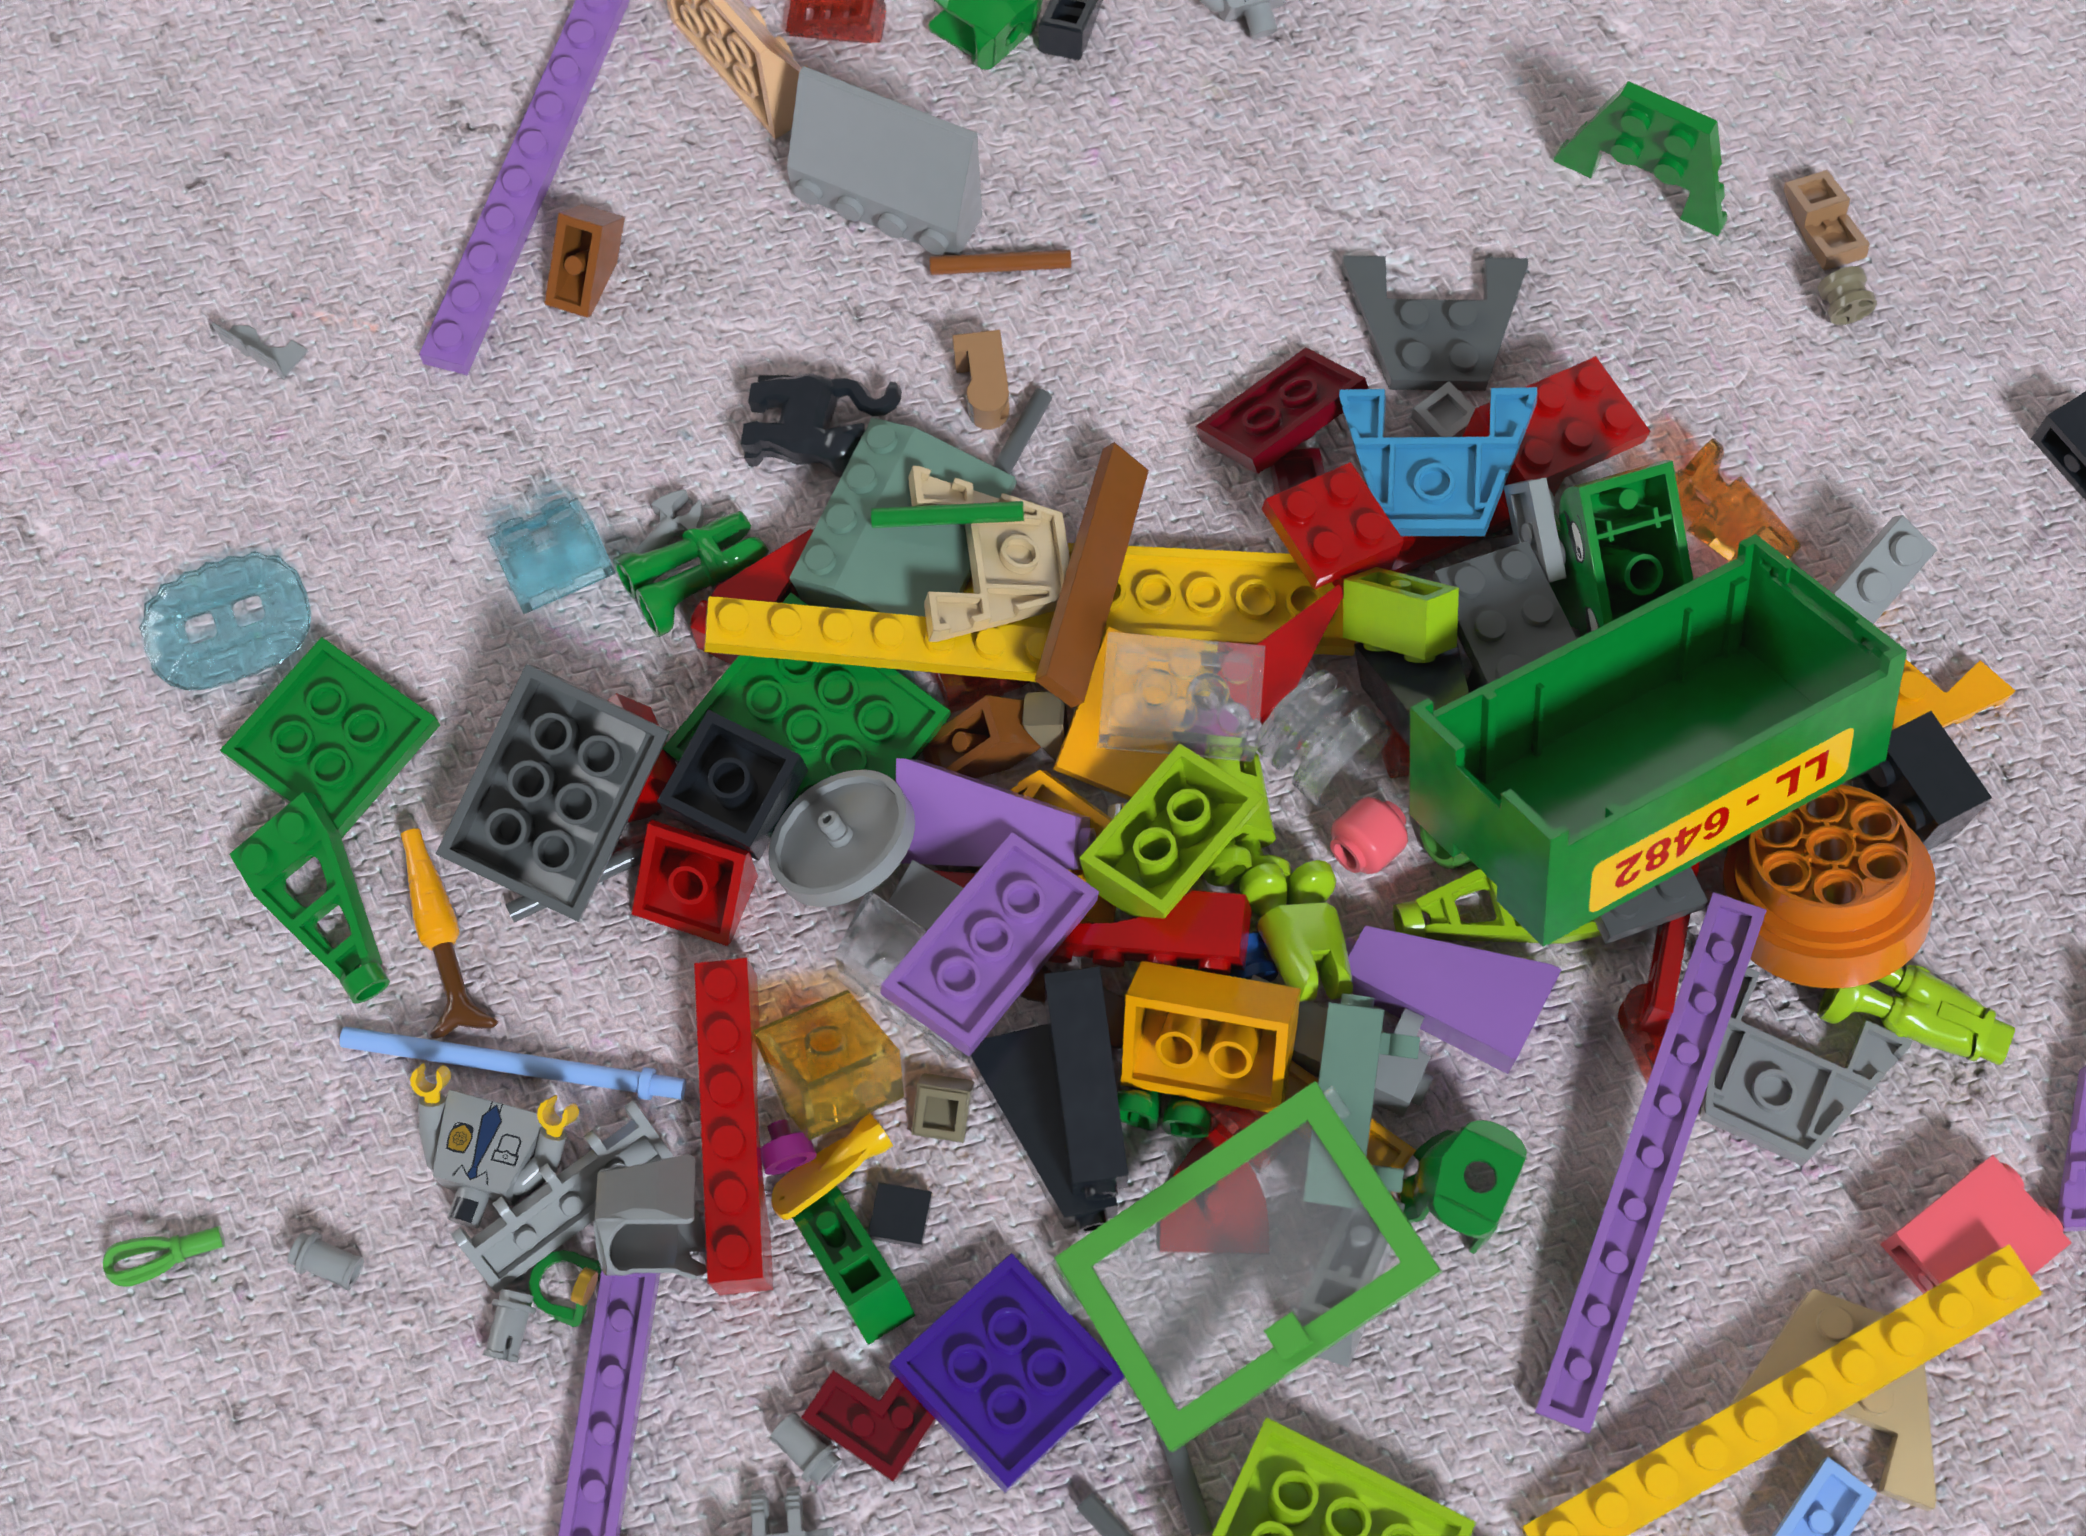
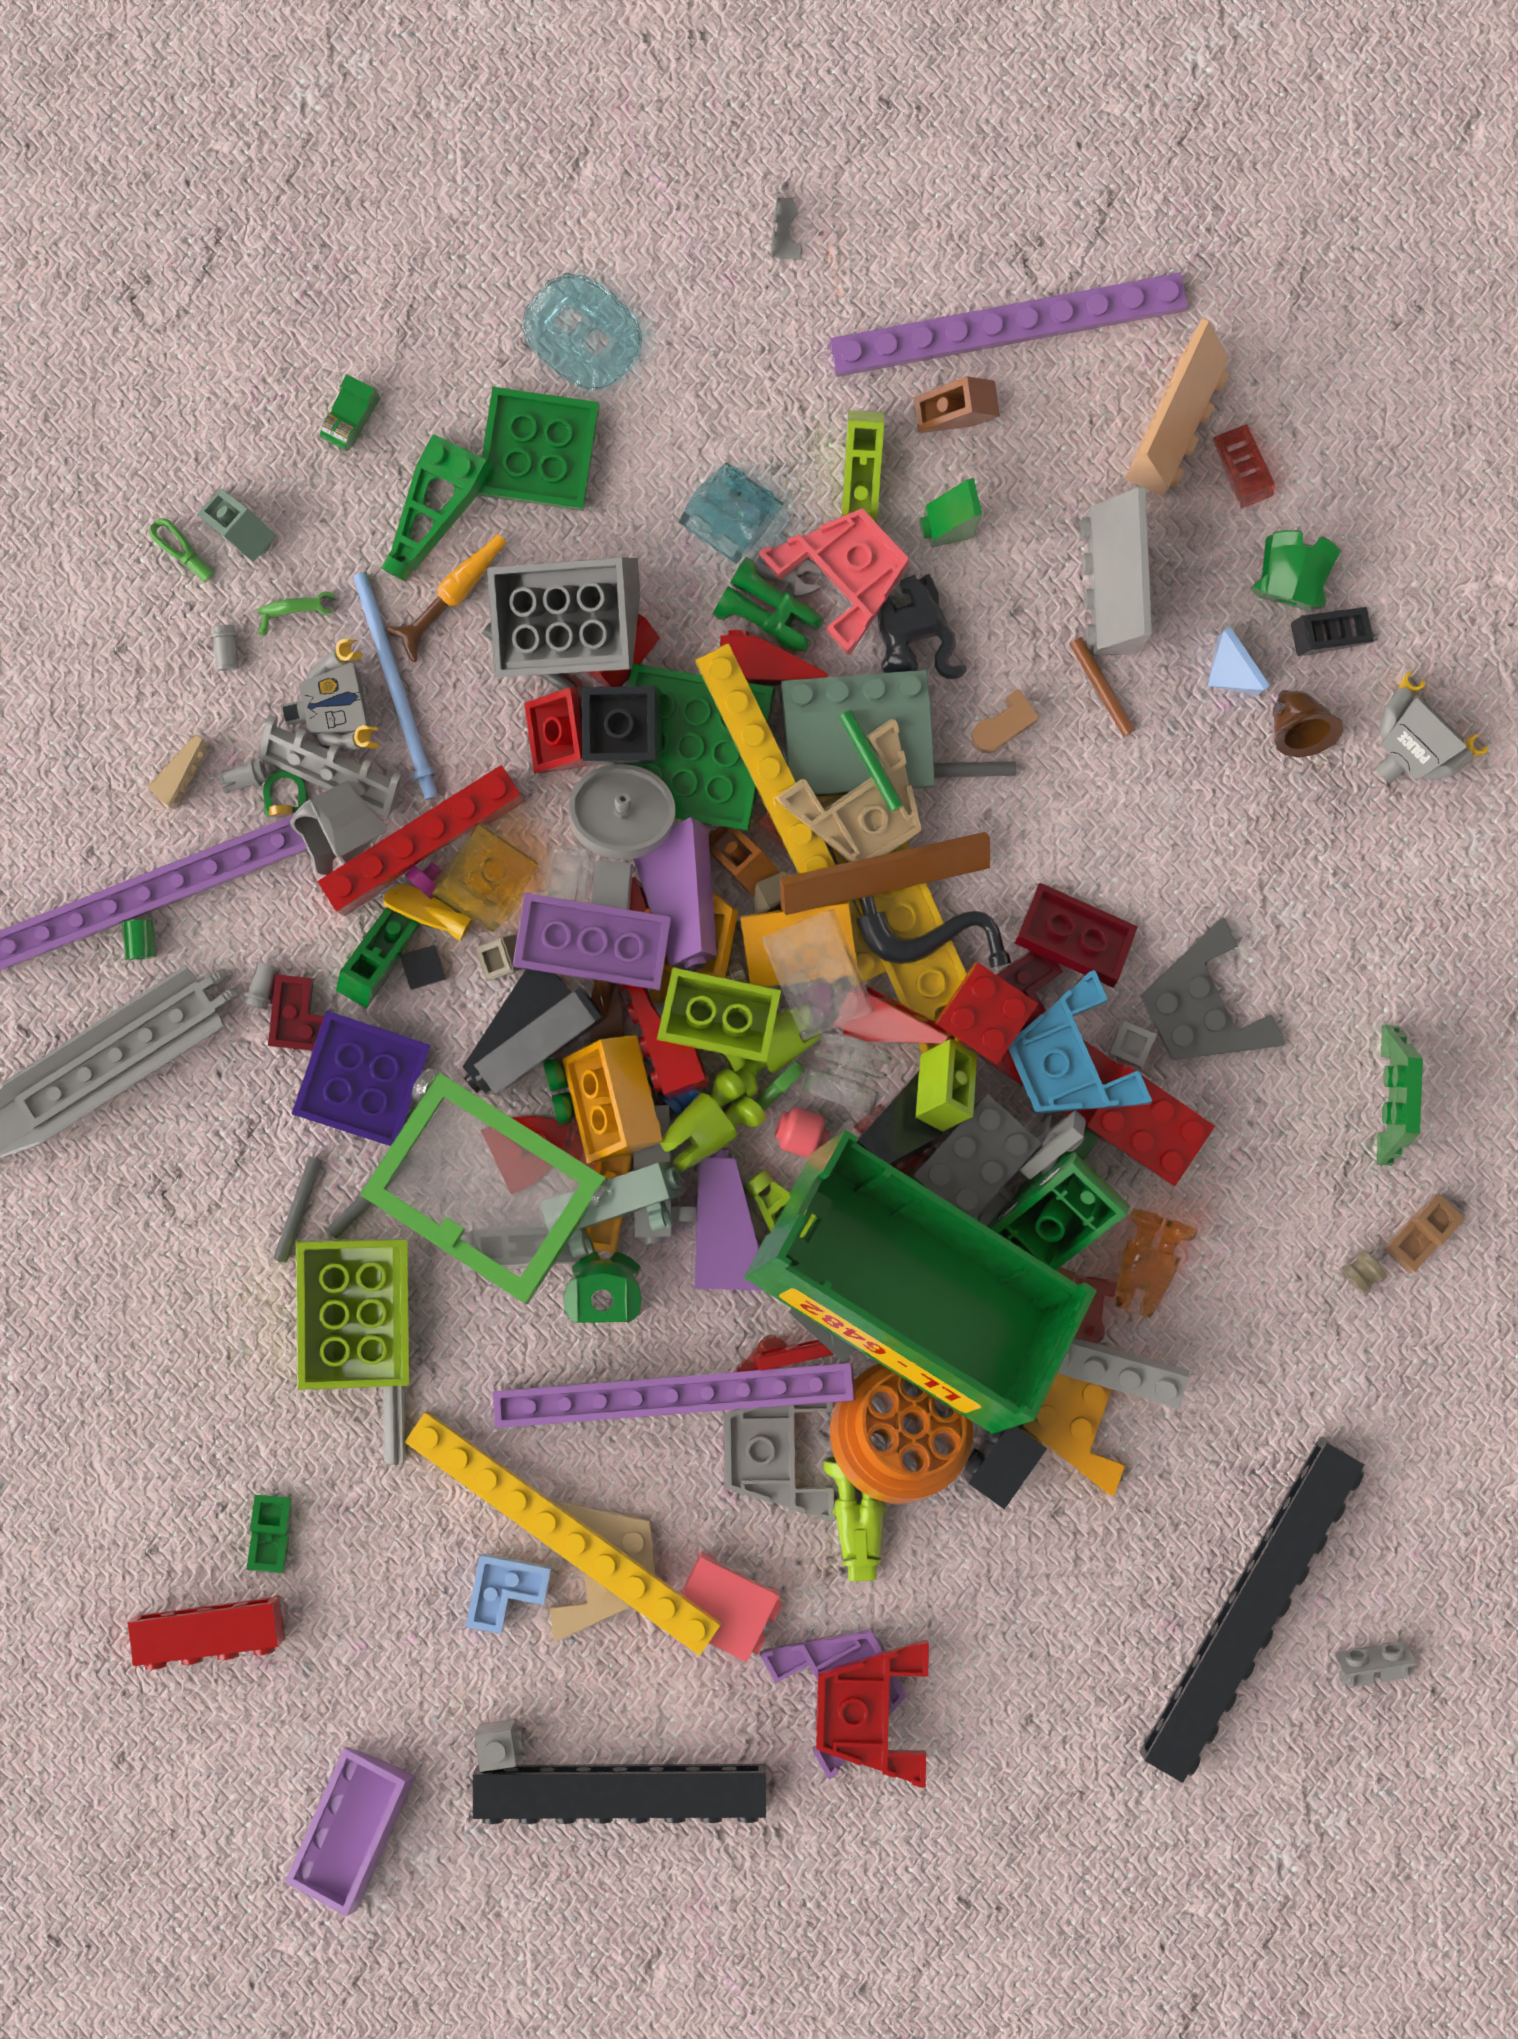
camera: 65 degrees right, 20 degrees up
(133, 940) = (349, 413): none -> green leg
(178, 1157) = (237, 525): none -> sand green slope
(326, 1140) = (290, 606): none -> bright green piece
(455, 1421) = (177, 774): none -> tan slope
(591, 387) = (863, 462): none -> lime slope
(691, 439) = (856, 560): none -> coral wing
(708, 300) = (952, 515): none -> green slope
(1056, 116) = (1234, 668): none -> light blue slope
(1163, 75) = (1303, 725): none -> reddish brown piece
(1199, 603) = (901, 950): none -> black animal
(1291, 822) = (780, 1085): none -> bright green bar

